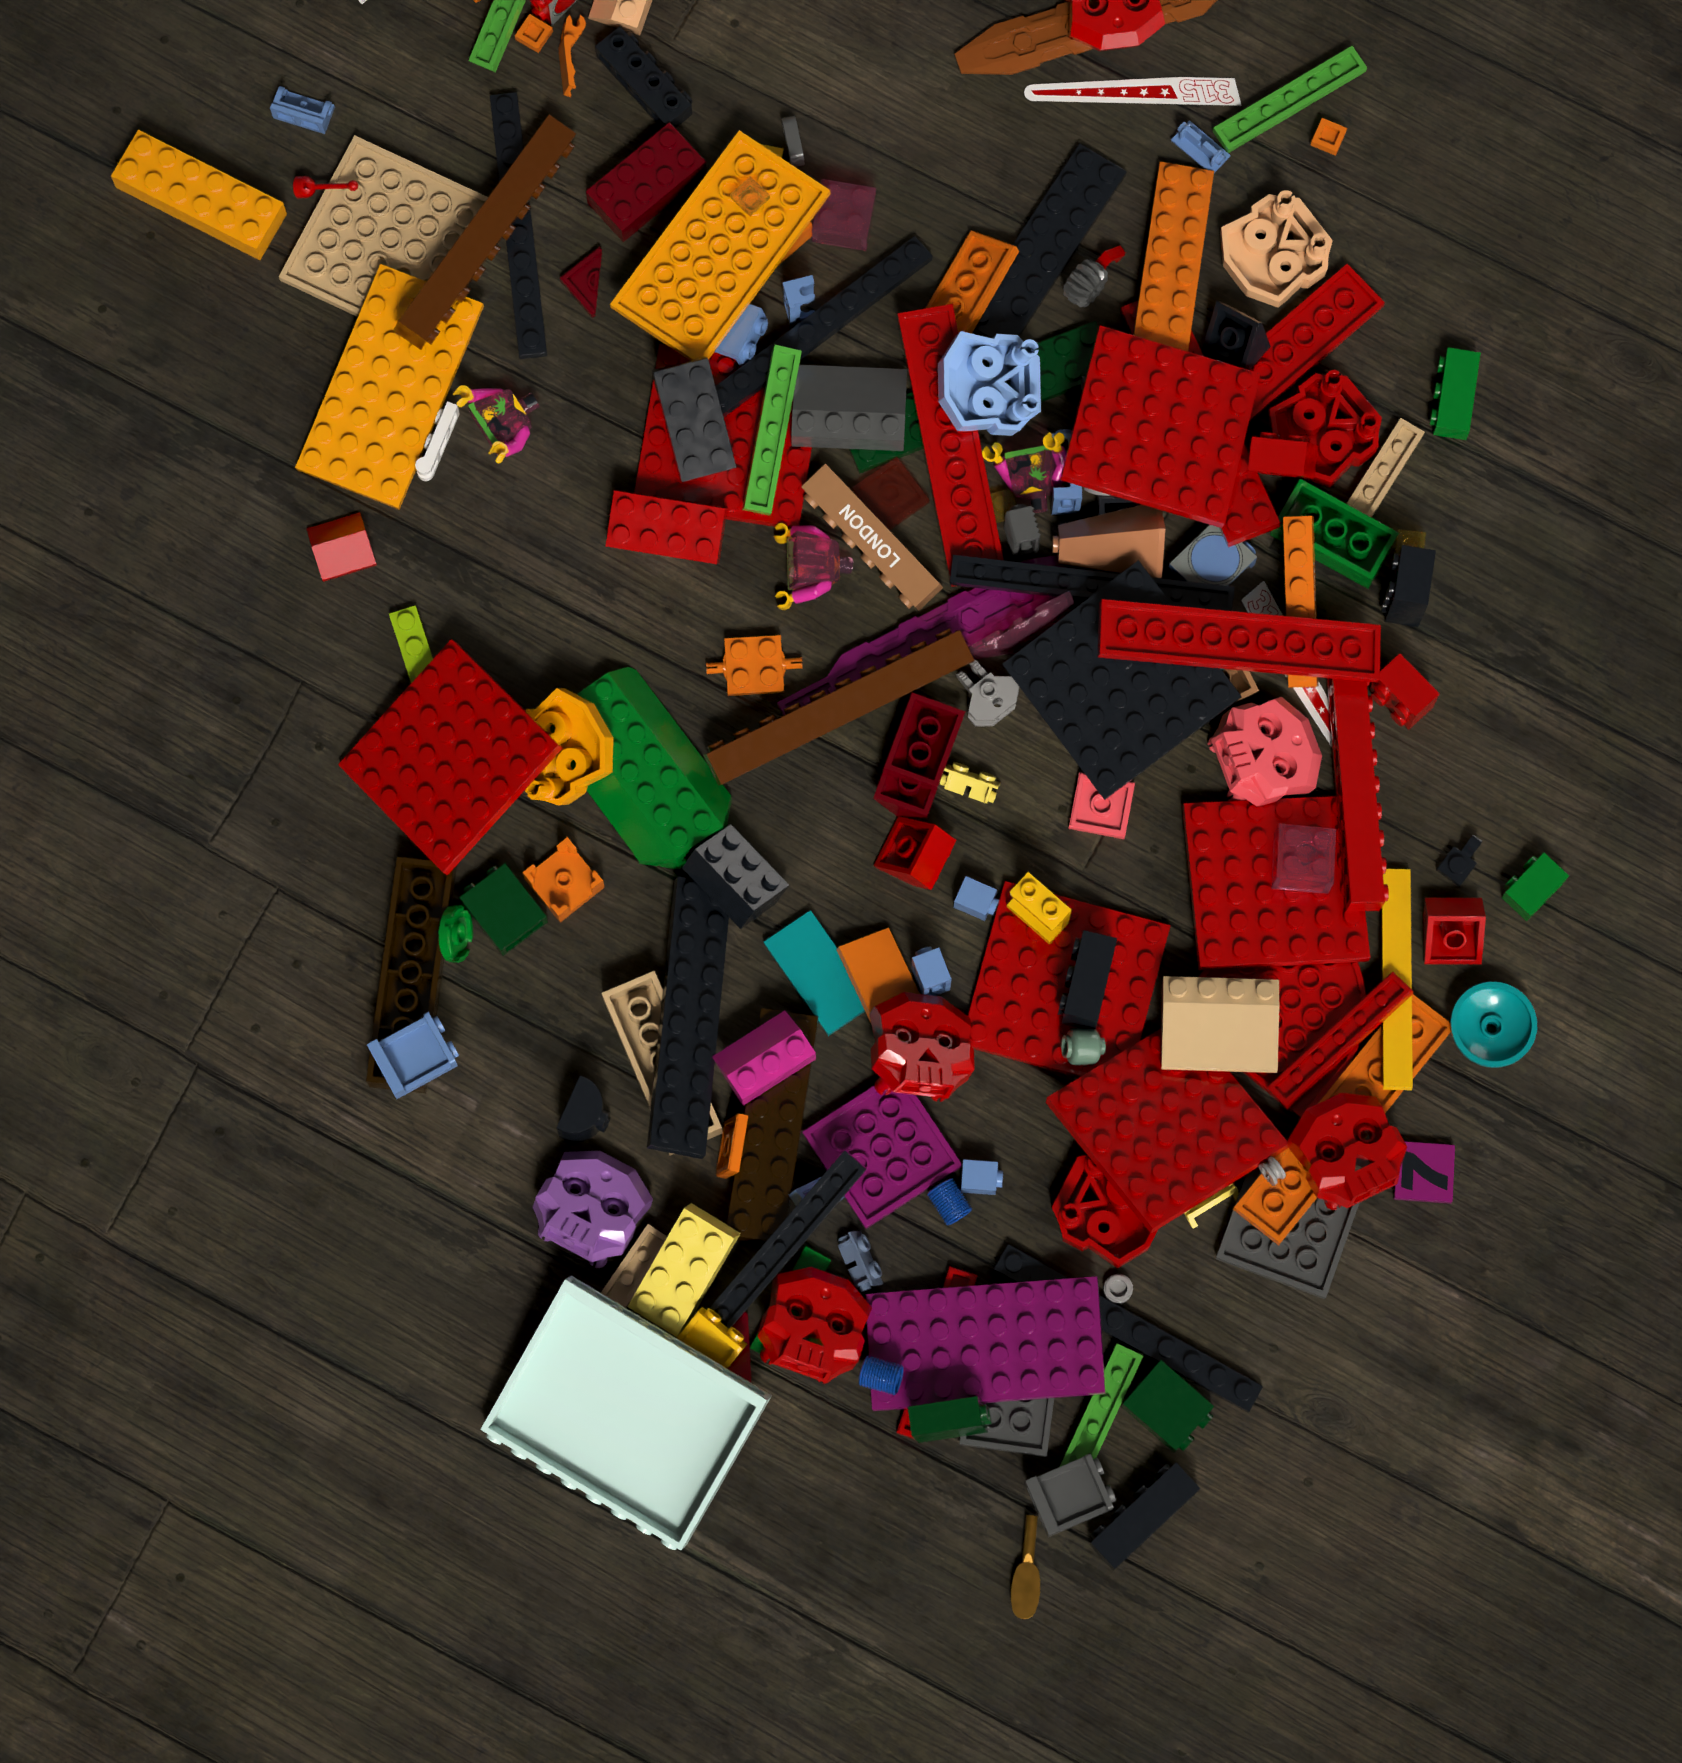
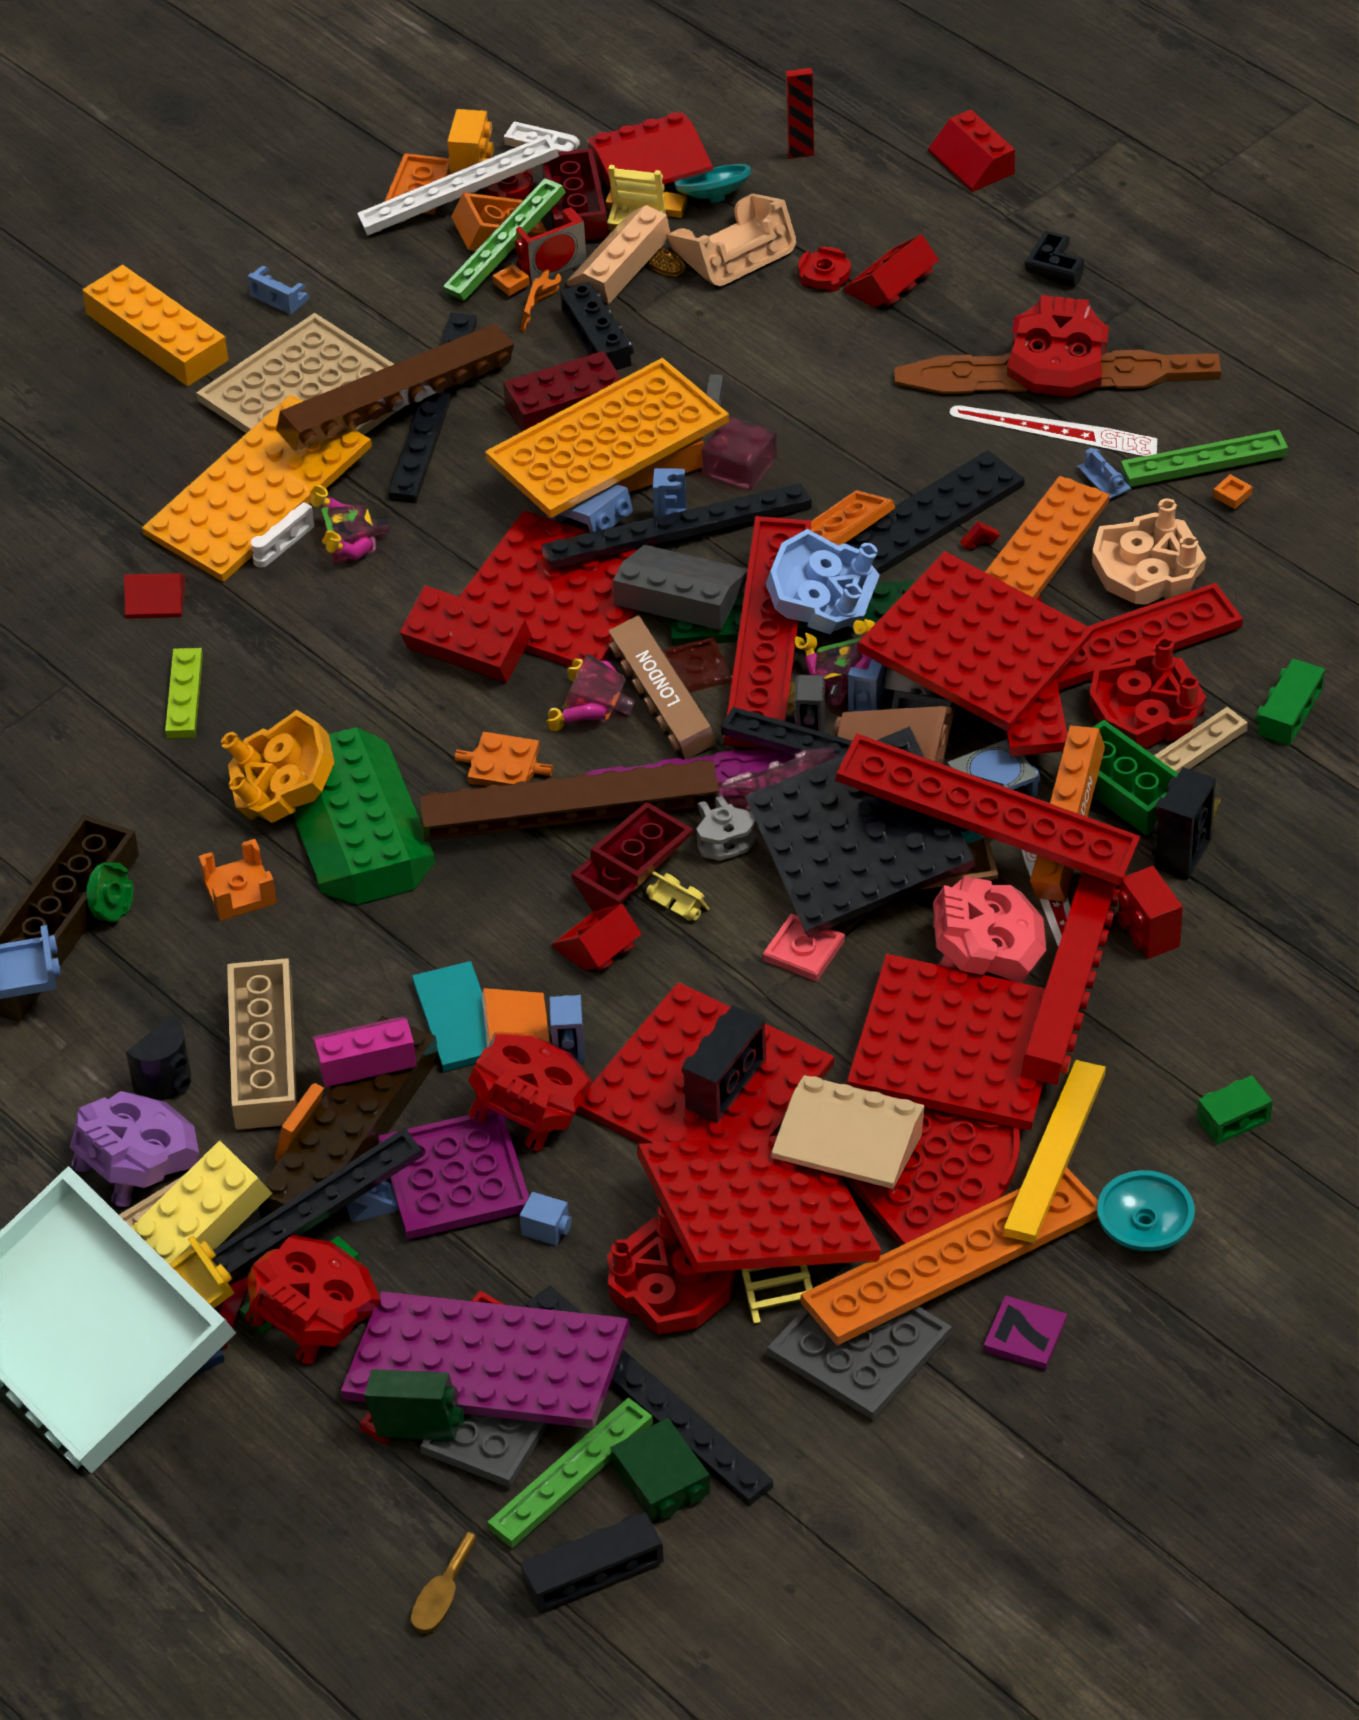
camera: 20 degrees right, 30 degrees down
(305, 186) = (252, 339): red hinge -> none
(450, 756) = (171, 746): red plate -> none
(503, 908) = (168, 891): dark green brick -> none
(583, 281) = (472, 456): dark red tile -> none
(688, 1023) = (303, 1005): black plate -> none
(693, 419) = (524, 548): black brick -> none
(735, 876) = (406, 908): black brick -> none
(749, 196) = (650, 400): clear yellow tile -> none
(771, 430) = (596, 580): bright green plate -> none
(856, 1248) = (389, 1251): sand blue hinge -> none
(881, 1375) = (360, 1350): blue piece -> none
(949, 1201) = (504, 1231): blue piece -> none
(976, 899) = (641, 987): medium blue brick -> none
(1039, 908) = (704, 994): yellow panel -> none
(1070, 1495) = (517, 1518): dark grey panel -> none
(1082, 1046) = (697, 1122): sand green head -> none
(1085, 283) = (950, 537): dark grey gear -> none
(1118, 1288) = (652, 1355): light grey tile -> none
(1235, 337) = (1086, 602): black slope -> none
(1272, 1170) = (853, 1267): light grey bush -> none
(1283, 457) = (1090, 691): red brick -> none
(1303, 858) = (990, 1014): clear pink brick -> none
(1337, 1128) = (943, 1271): red brick -> none
(1340, 1040) = (972, 1182): red tile -> none
(1453, 930) = (1132, 1128): red slope -> none
(1459, 863) = (1162, 1077): black plate -> none

